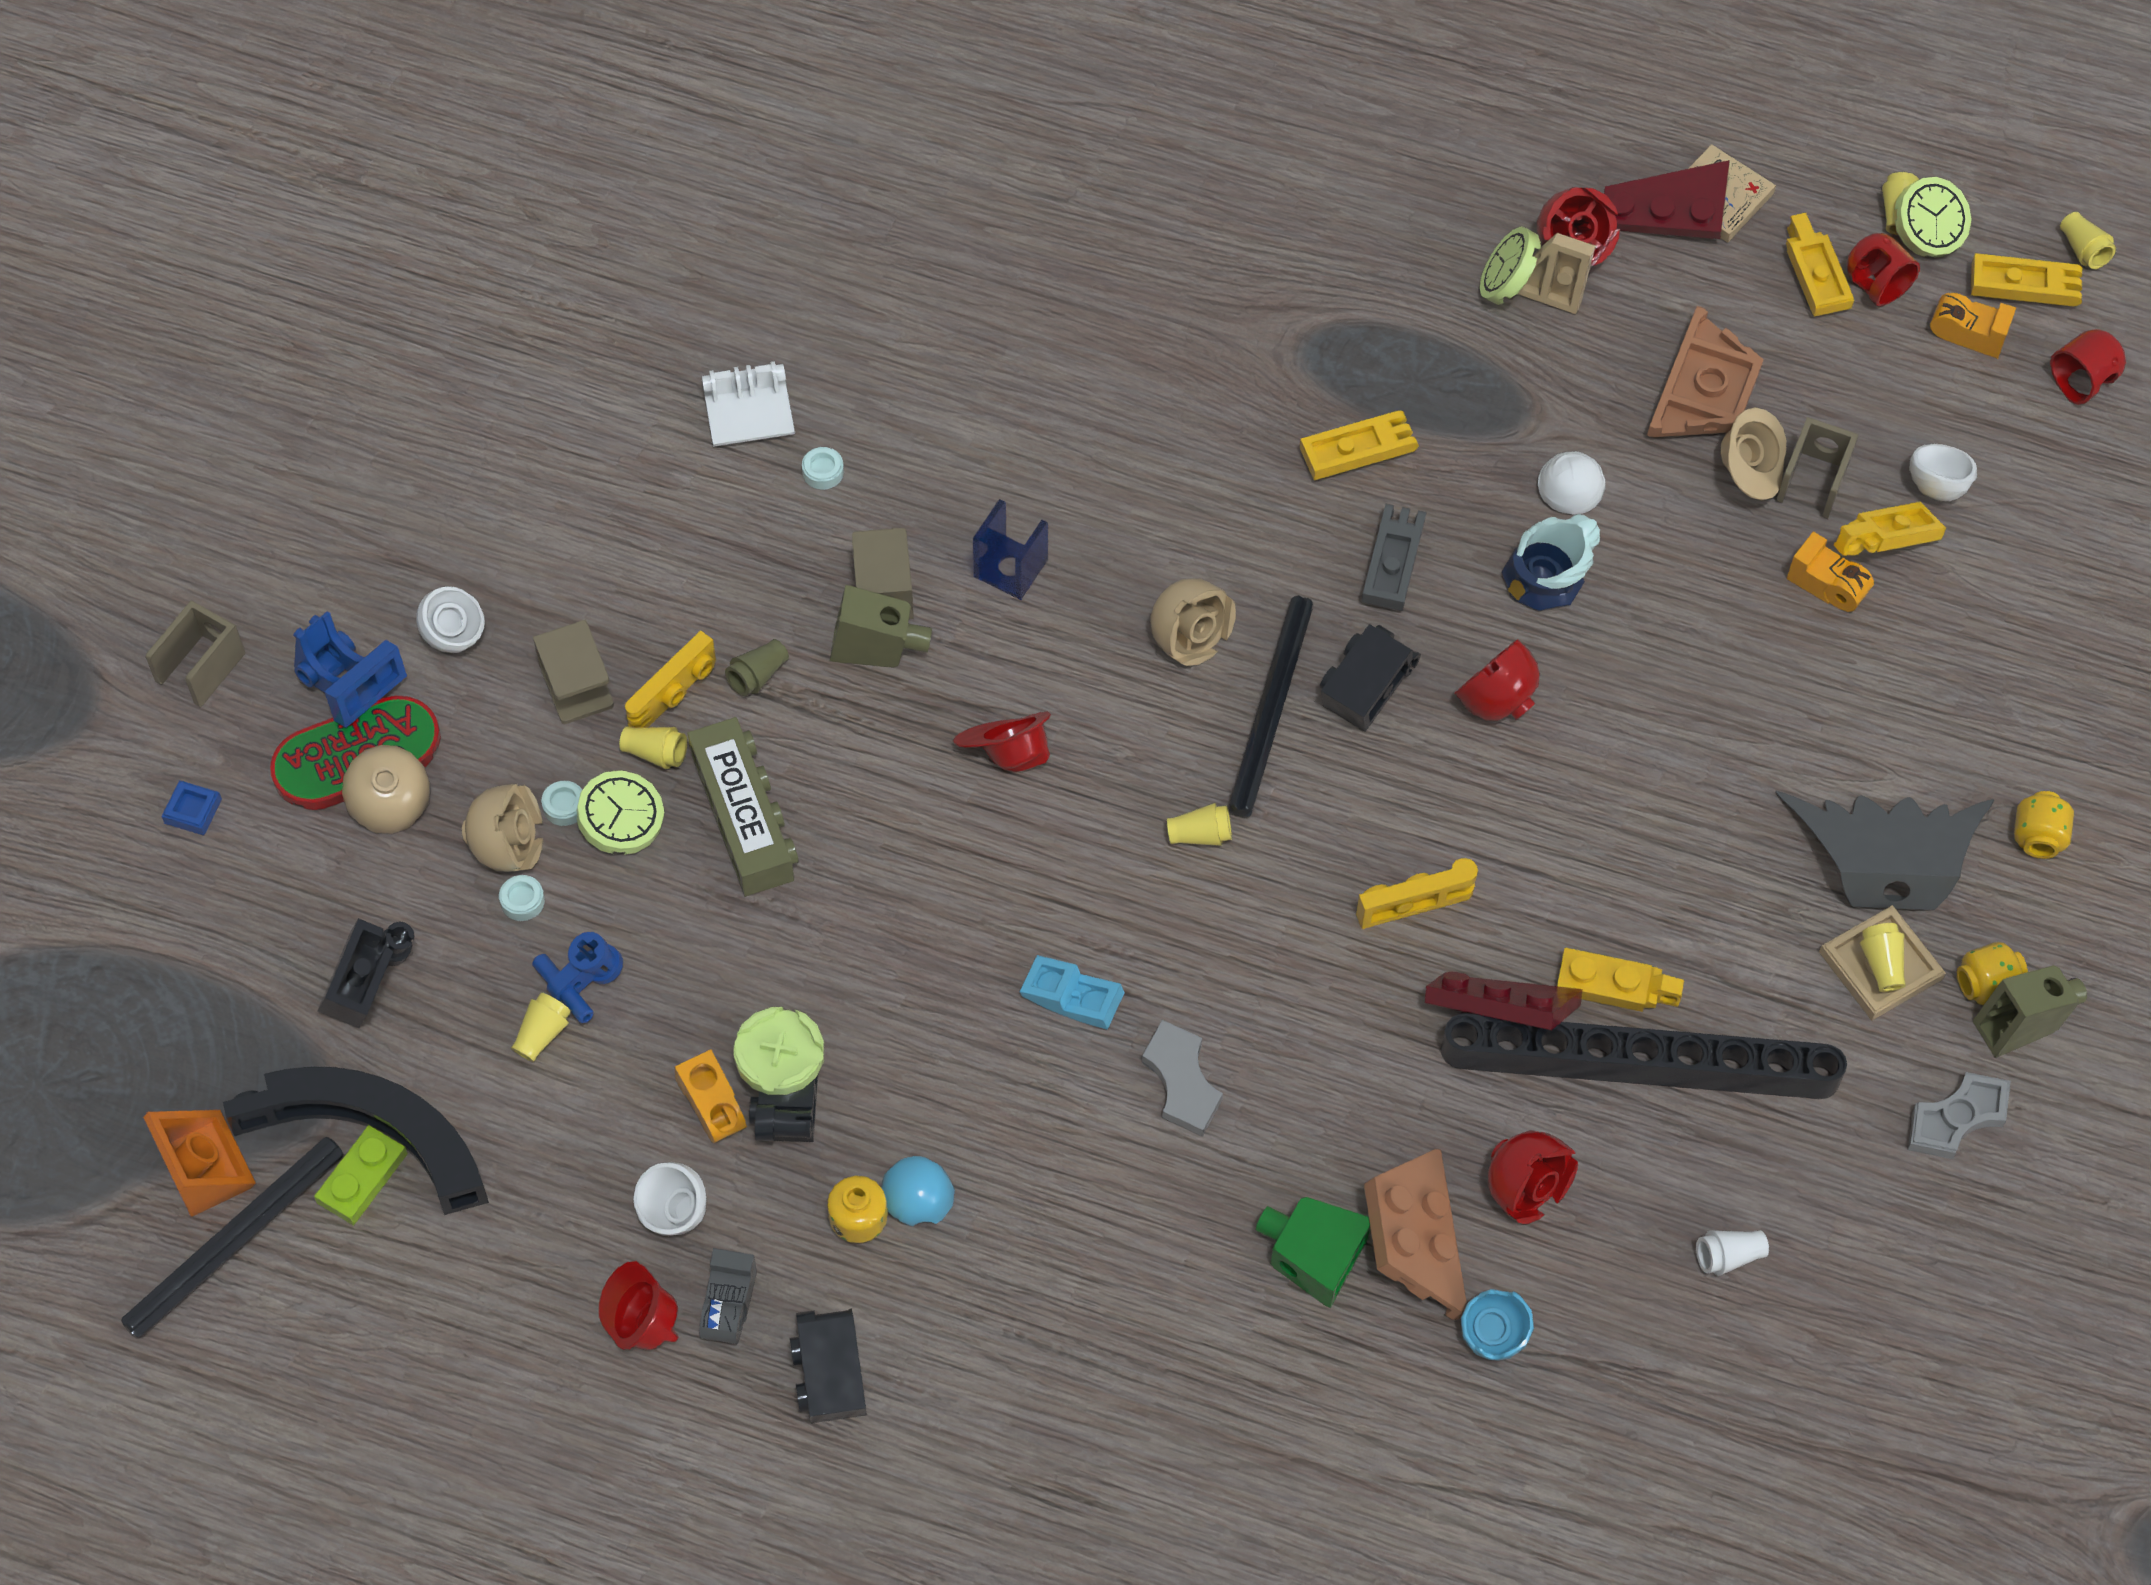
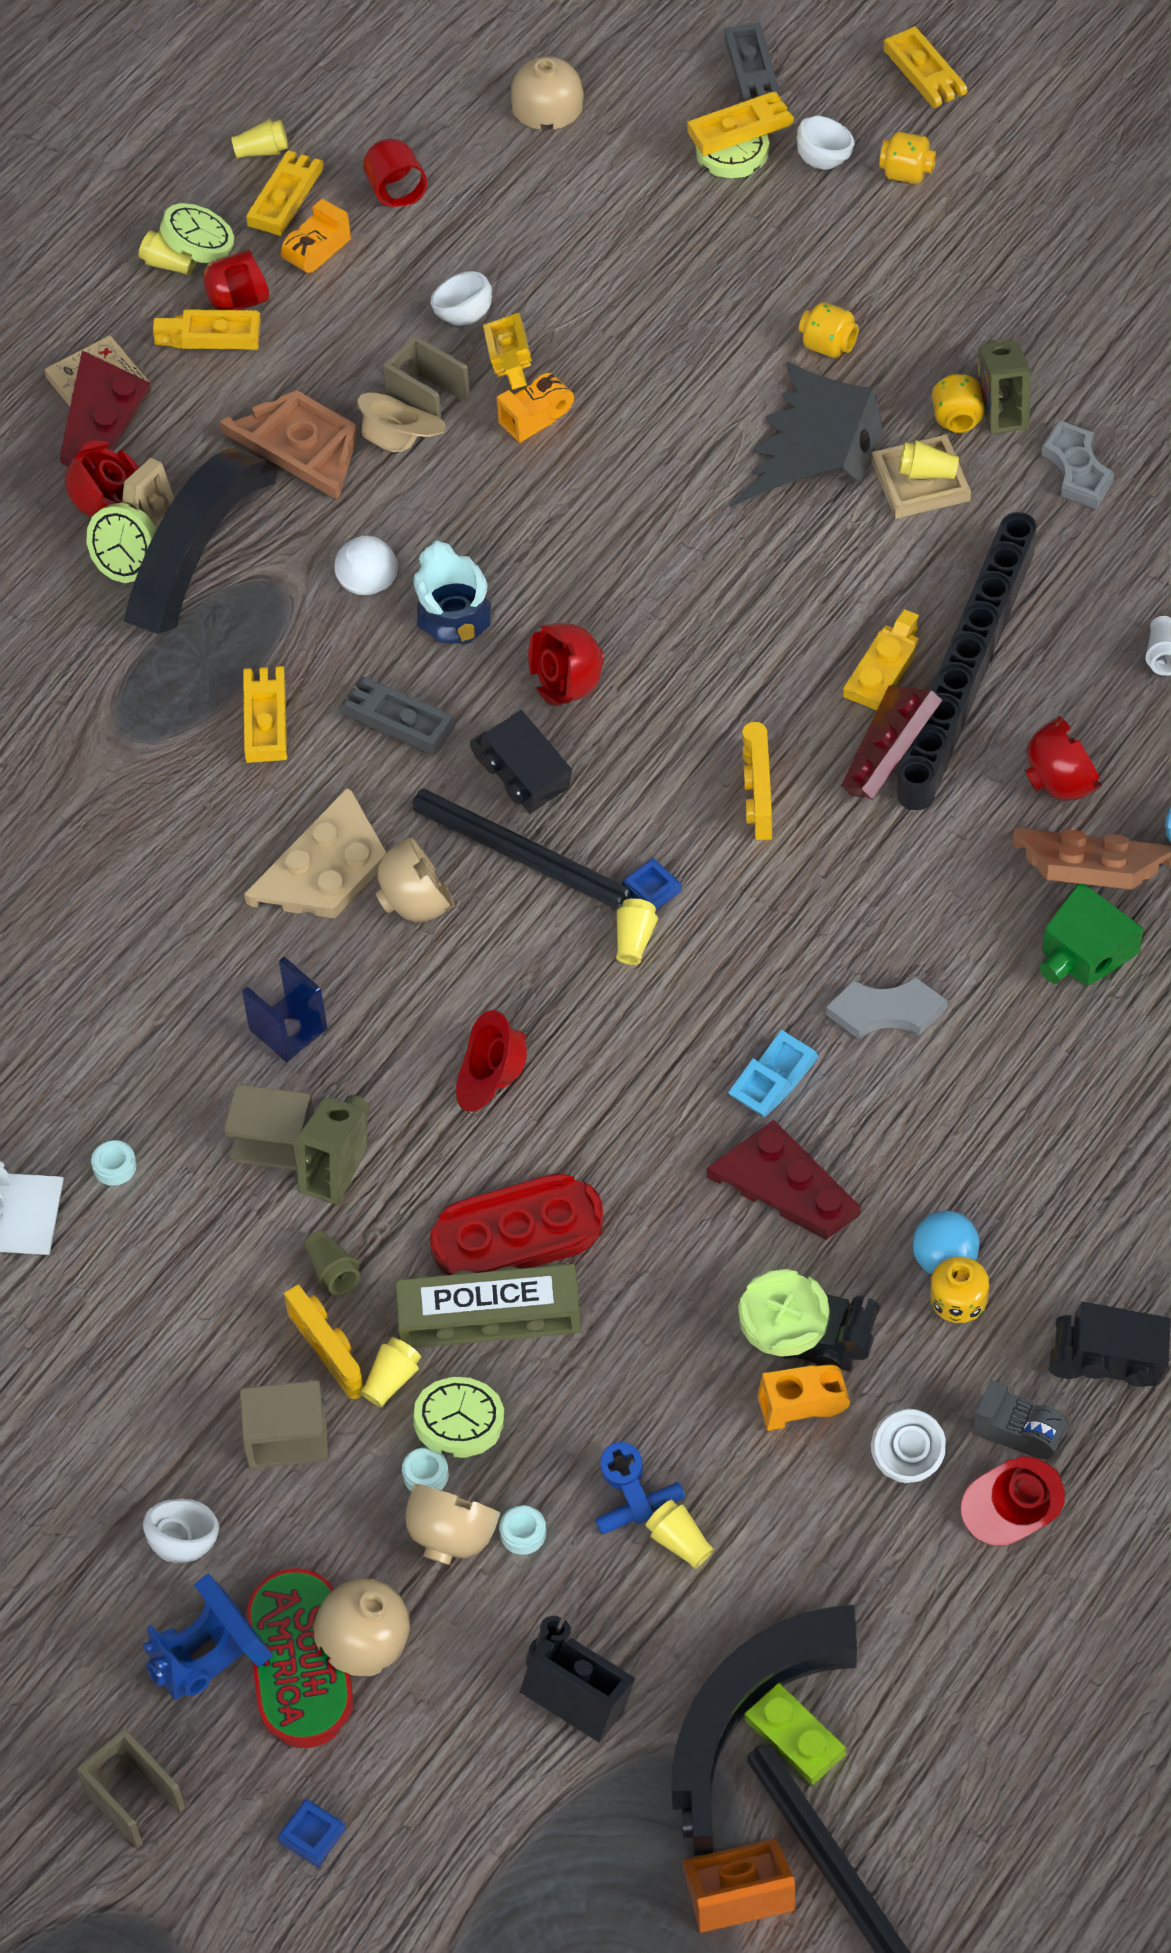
camera: 70 degrees left, 5 degrees down
(840, 813) = (518, 1226): none -> red tile
(953, 1032) = (787, 1178): none -> dark red wing
(1204, 543) = (324, 864): none -> tan wing
(1265, 831) = (652, 884): none -> blue tile
(1547, 307) = (186, 531): none -> black arch

